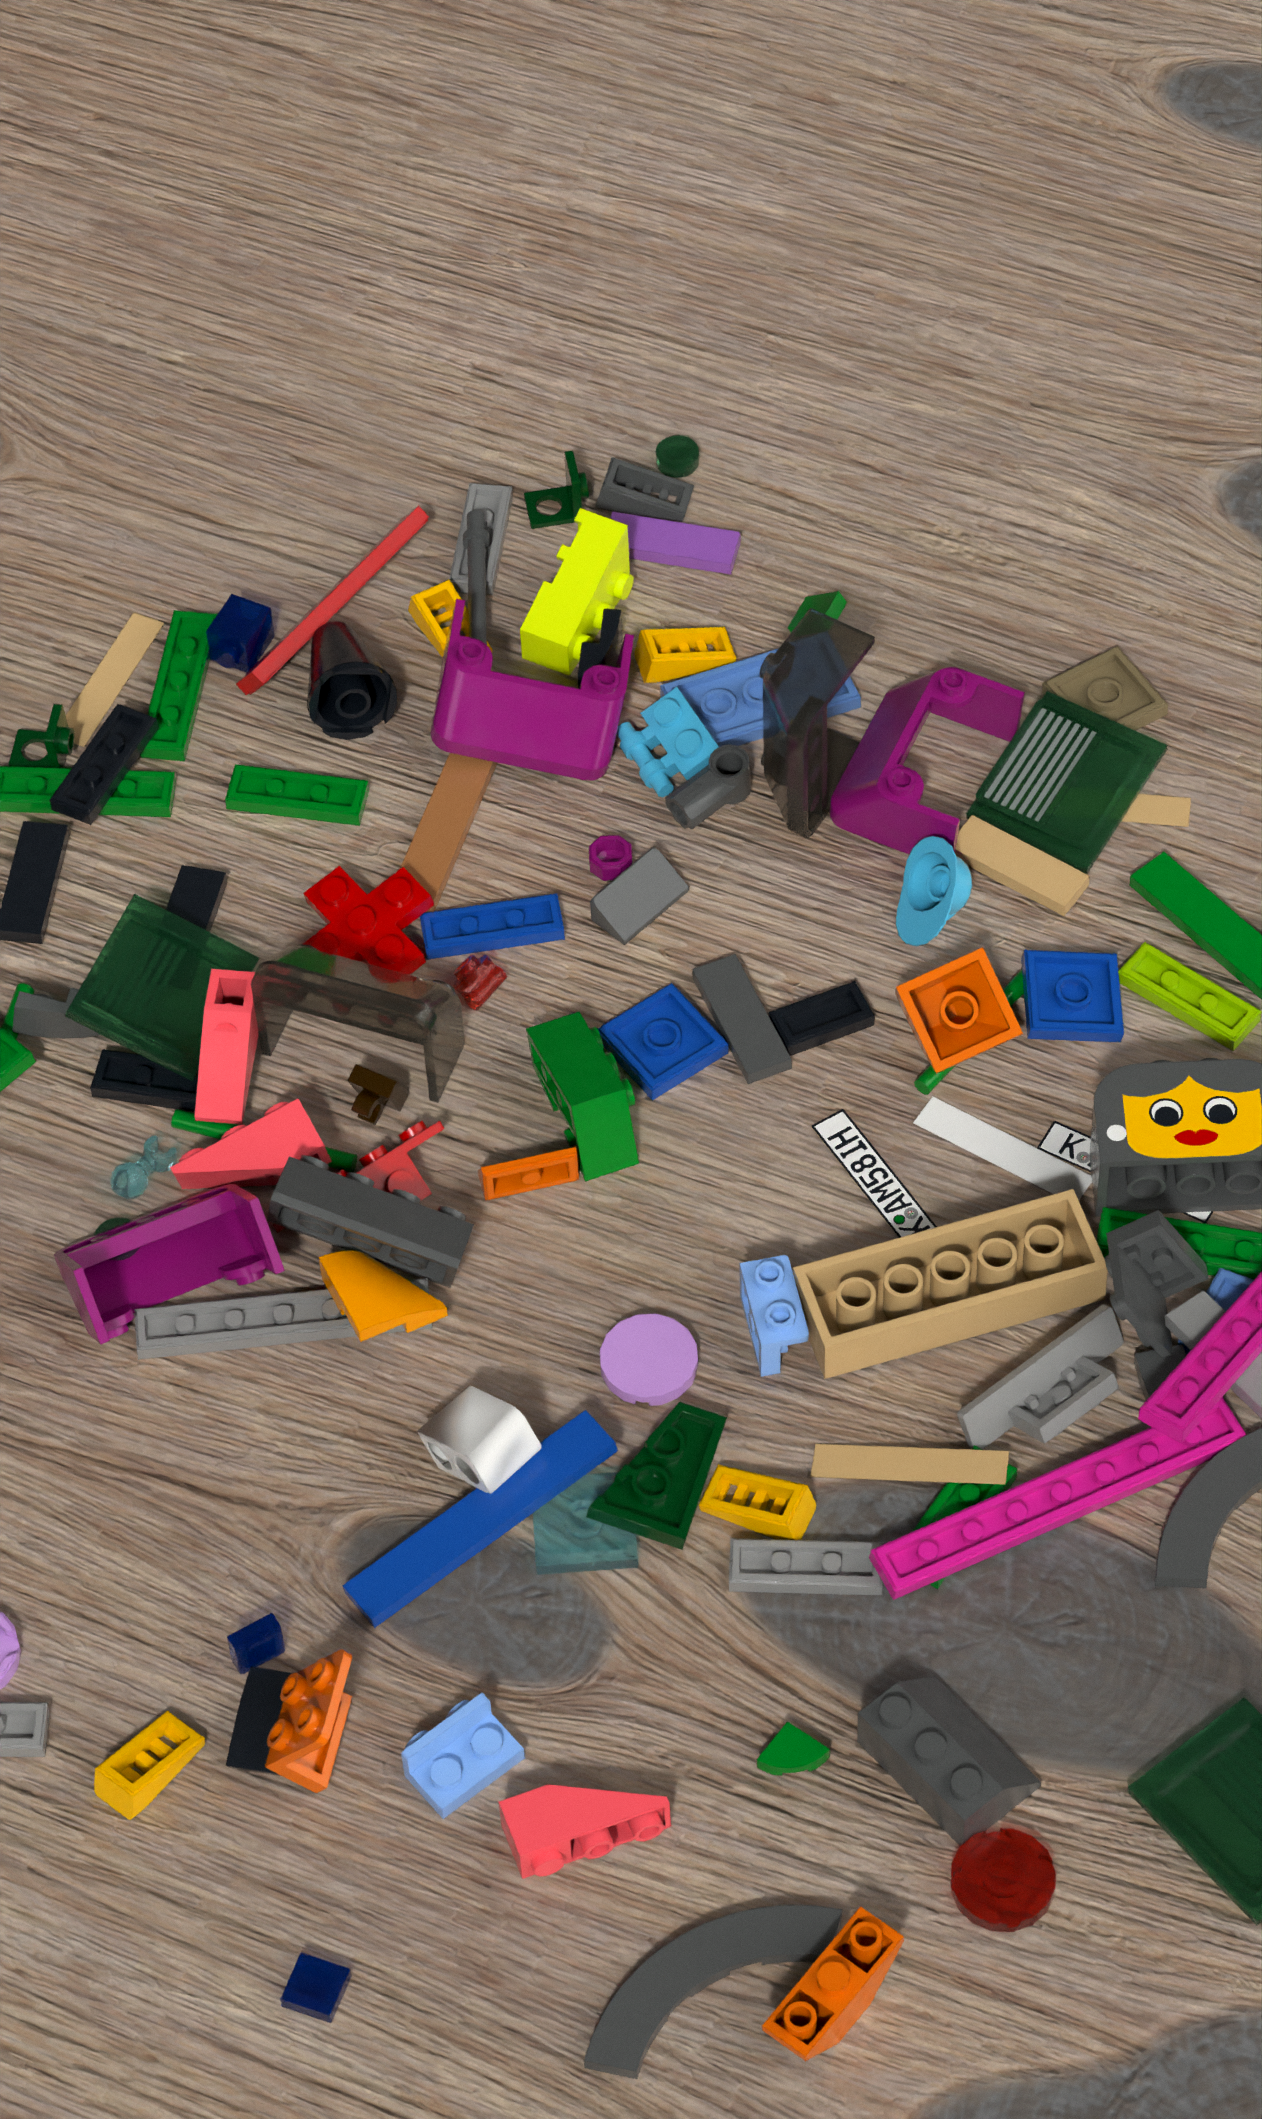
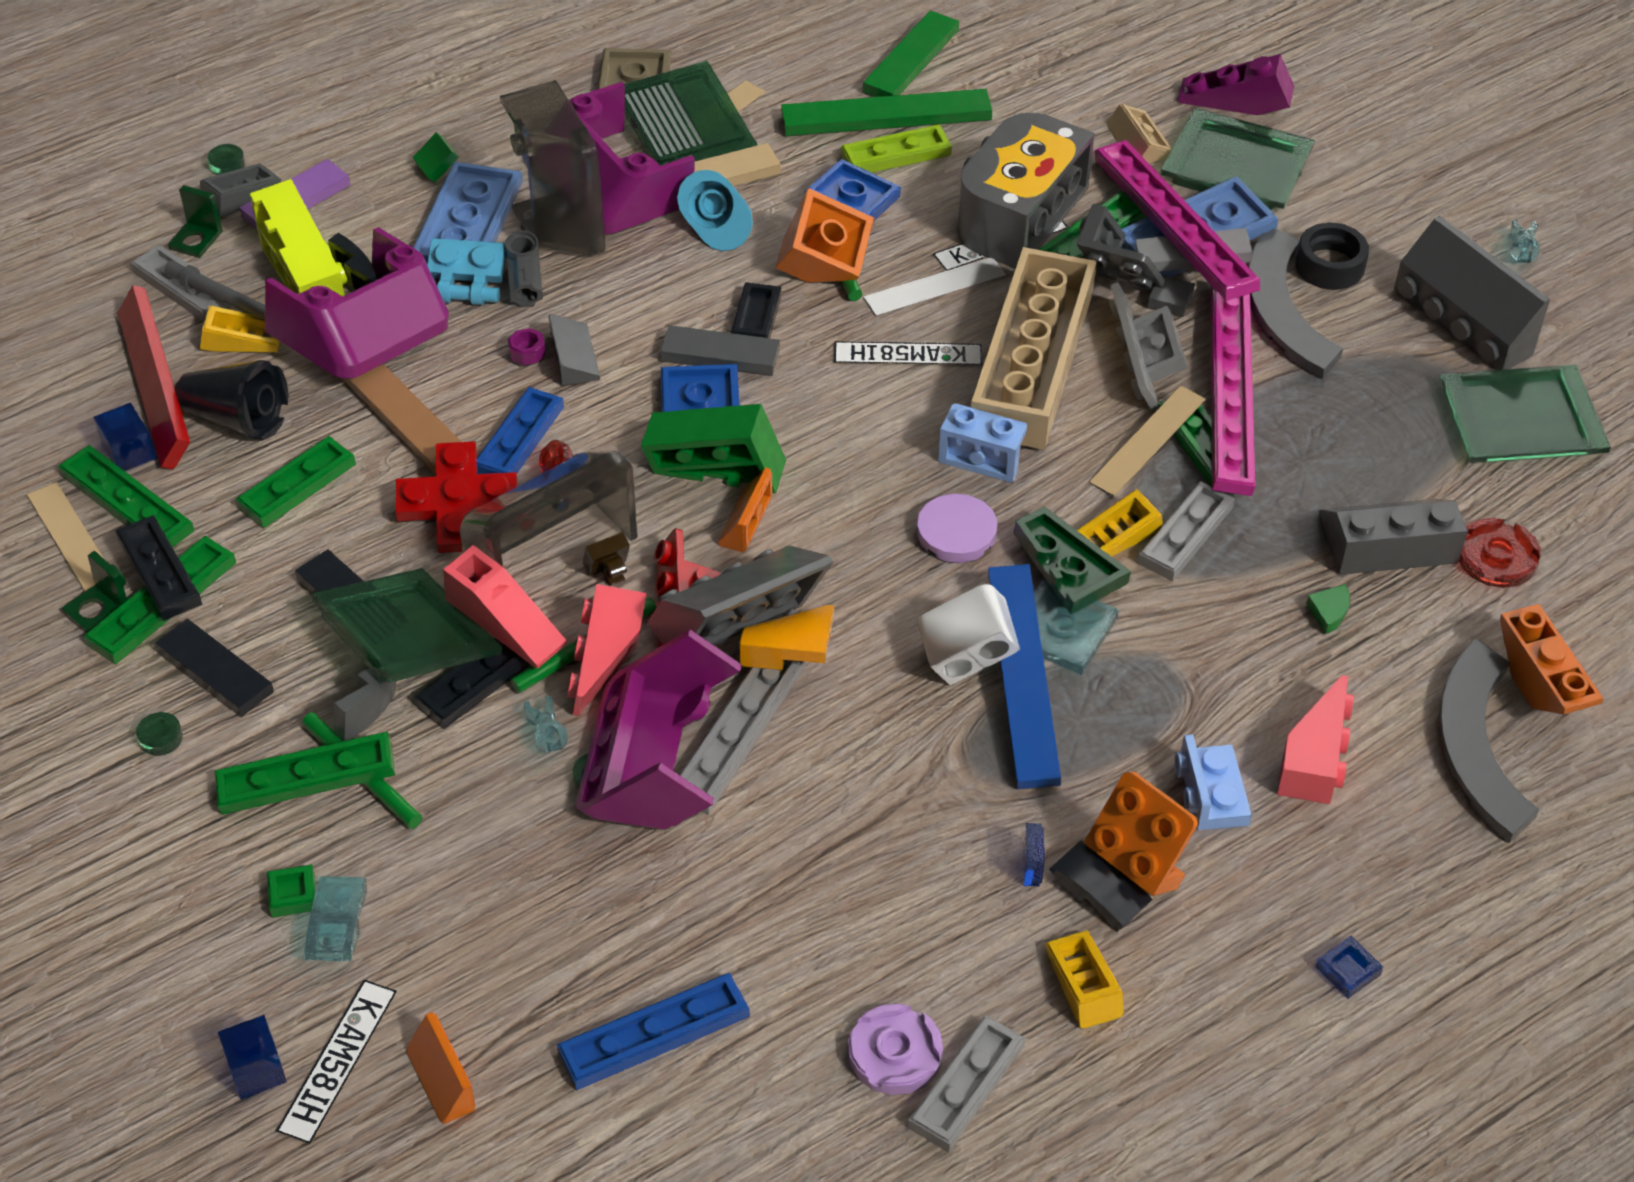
camera: 60 degrees left, 5 degrees down
(659, 663) = (406, 230): yellow slope -> none

